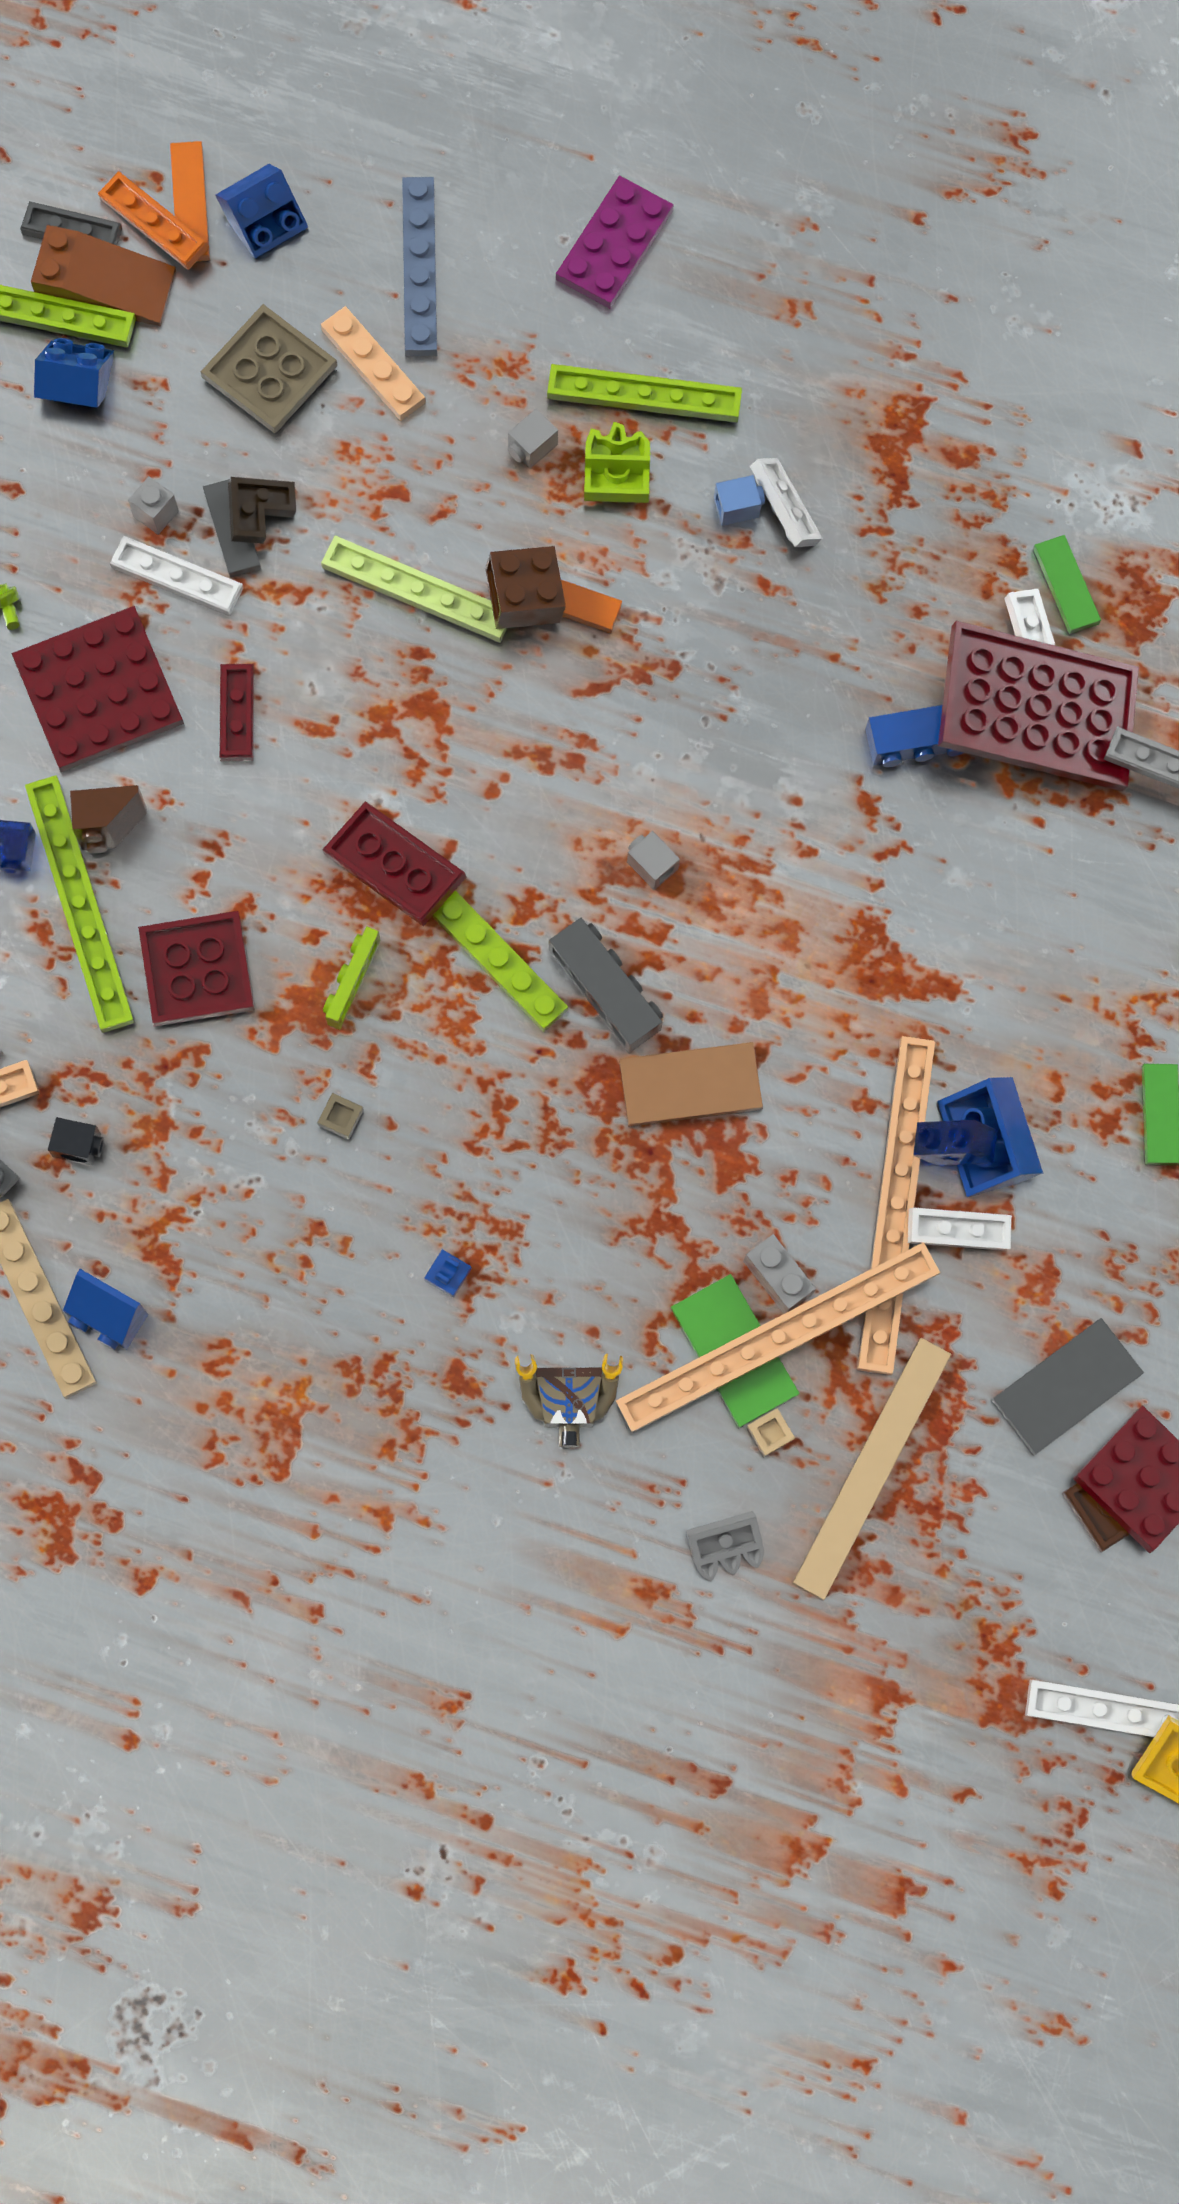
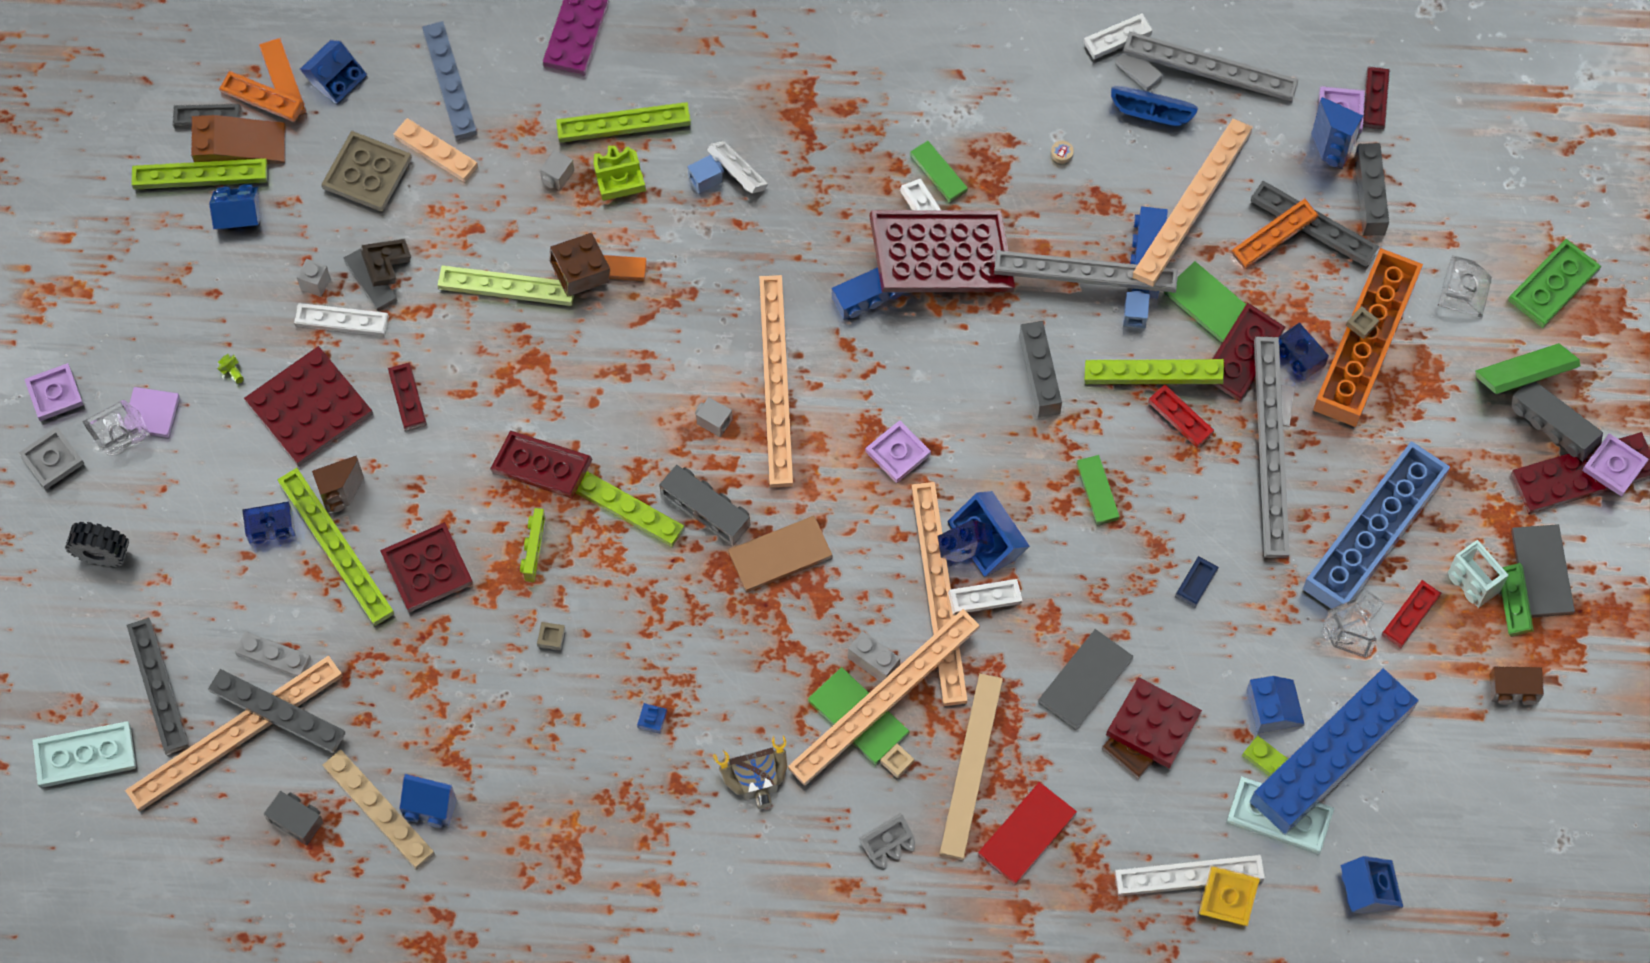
camera: 10 degrees left, 10 degrees down
(75, 1141) = (376, 699): black brick -> none
(753, 831) = (776, 381): none -> light nougat plate
(896, 981) = (898, 451): none -> lavender plate
(923, 1587) = (1027, 833): none -> red tile
(1130, 916) = (1040, 369): none -> dark grey brick

